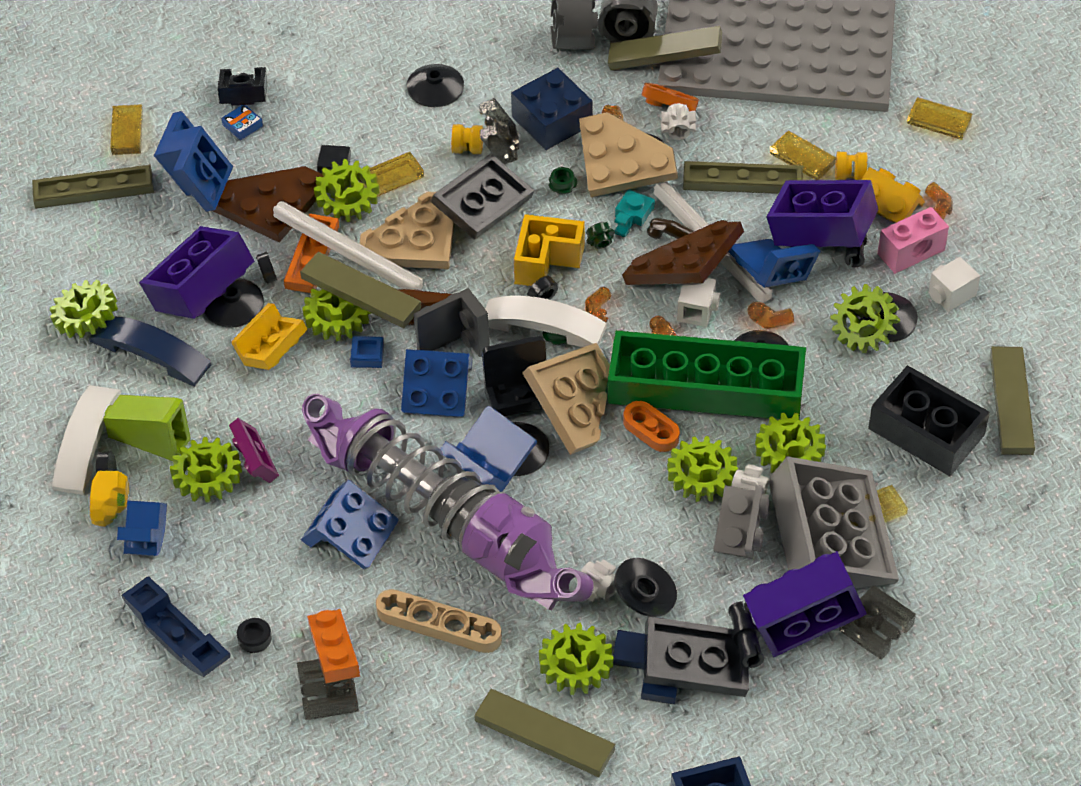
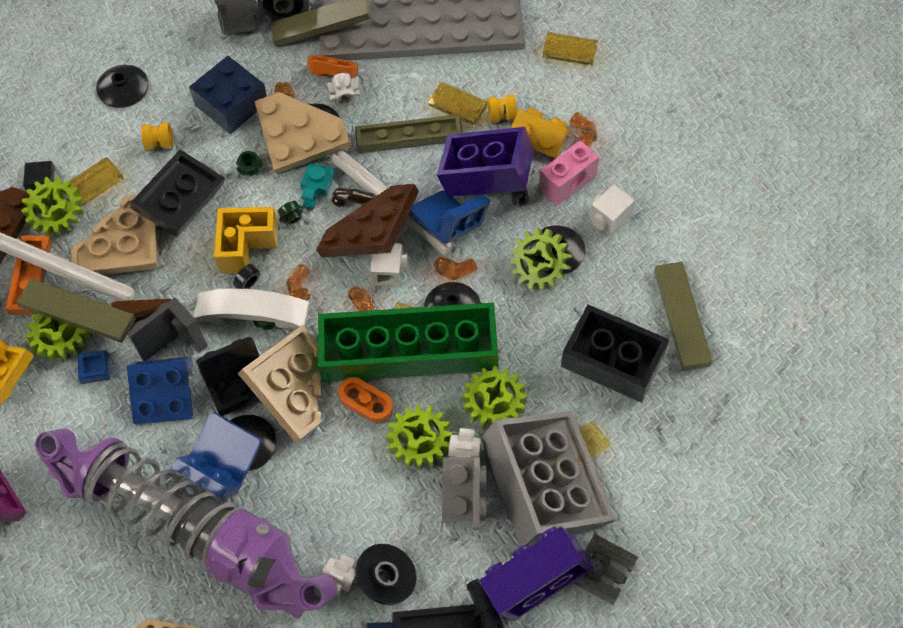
camera: 10 degrees left, 10 degrees up
(352, 524) = (101, 556): blue bracket -> none
(500, 133) = (186, 127): clear smoke brick -> none

